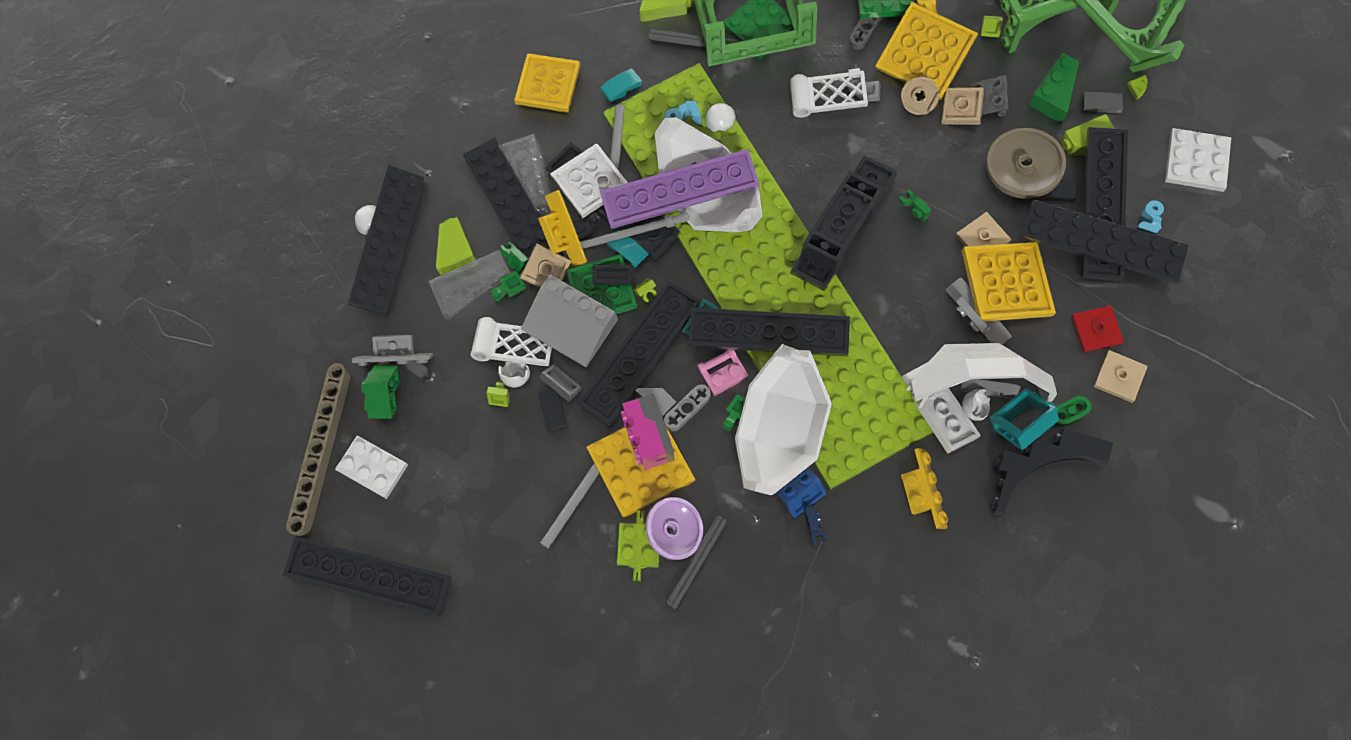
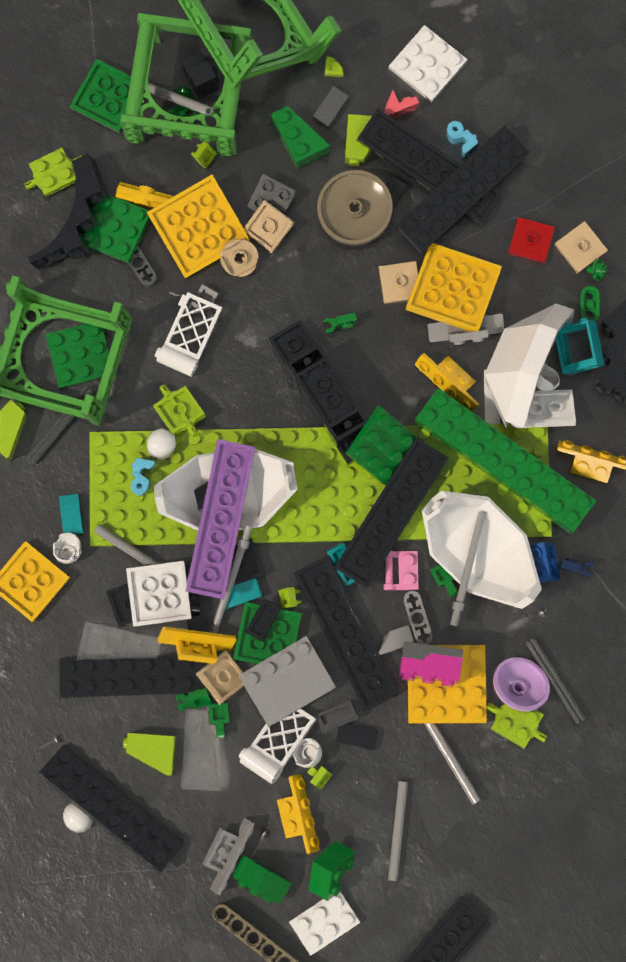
camera: 70 degrees left, 10 degrees up
(418, 441) = (329, 869): none -> green brick
(455, 395) = (297, 815): none -> yellow bracket
(483, 489) = (398, 831): none -> light grey piece
(590, 95) = (67, 548): none -> white hair
(717, 433) = (458, 606): none -> light grey bar
(757, 118) = (179, 410): none -> lime plate
(823, 286) = (381, 445): none -> green plate
(874, 407) = (504, 461): none -> green brick
(923, 324) = (449, 379): none -> yellow bracket
(1109, 401) = (598, 269): none -> green plant
(1142, 157) = (395, 109): none -> coral slope

